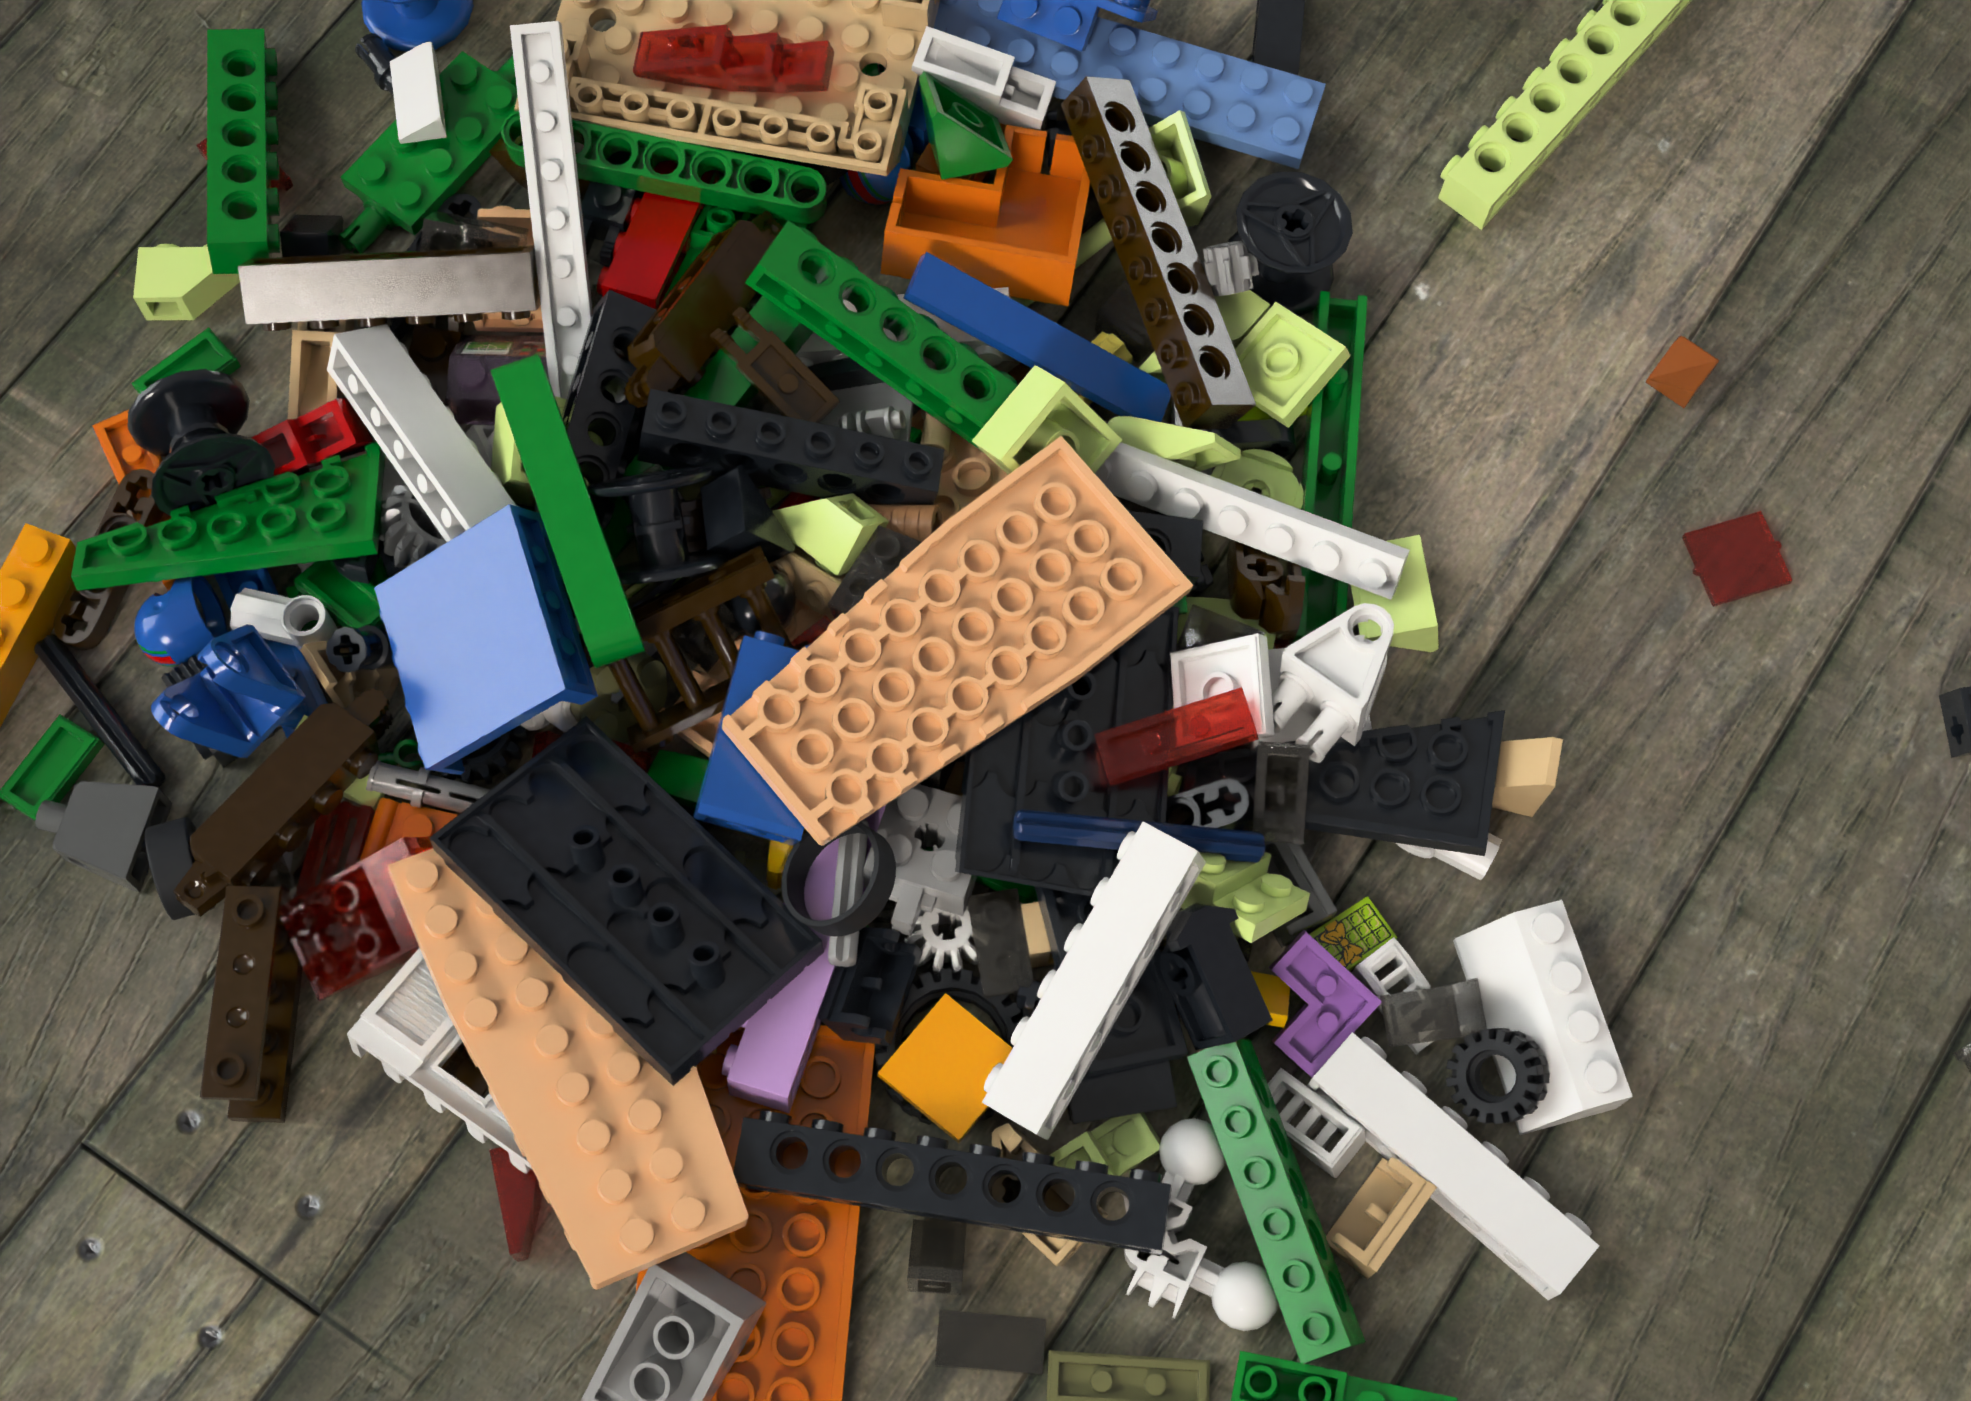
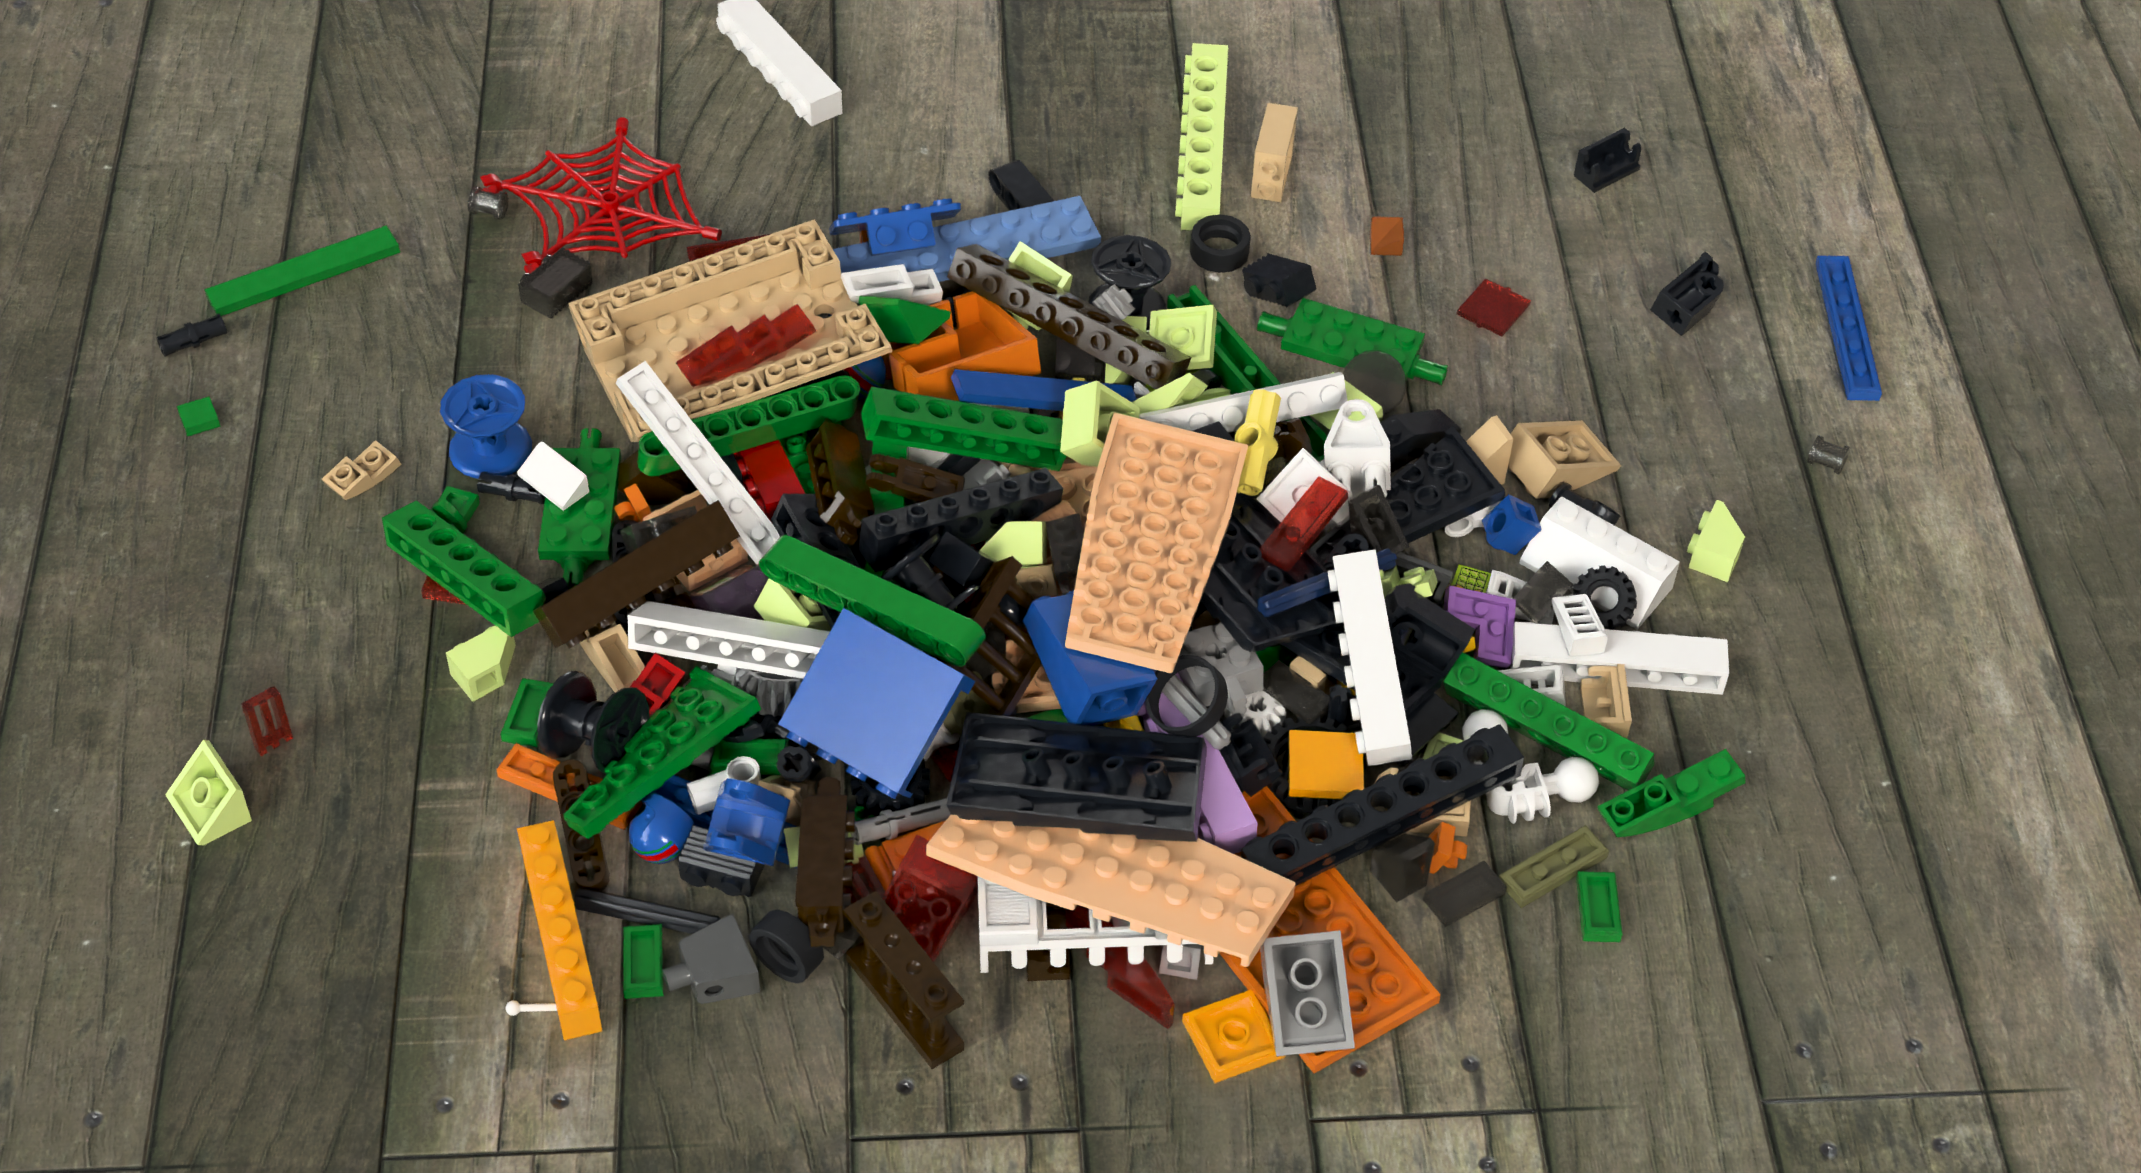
camera: 35 degrees left, 20 degrees down
(314, 61) = (456, 507): none -> green tile
(494, 186) = (636, 508): none -> orange tile
(567, 1324) = (1232, 1035): none -> light orange tile
(1006, 1268) = (1446, 848): none -> orange tile
(1220, 581) = (1258, 435): none -> light yellow piece
(1406, 1130) = (1582, 643): none -> white slope
(1462, 678) = (1413, 433): none -> black slope
(1472, 892) = (1511, 525): none -> blue brick
(1475, 223) = (1223, 227): none -> black tyre
(1475, 576) = (1378, 377): none -> clear smoke tile
(1479, 353) = (1278, 280): none -> black brick
(1505, 500) = (1340, 335): none -> green plate
(1600, 944) = (1595, 507): none -> black connector
(1624, 831) = (1557, 453): none -> tan slope
(1630, 165) = (1274, 152): none -> tan window
(1721, 1096) = (1718, 545): none -> yellowish green slope

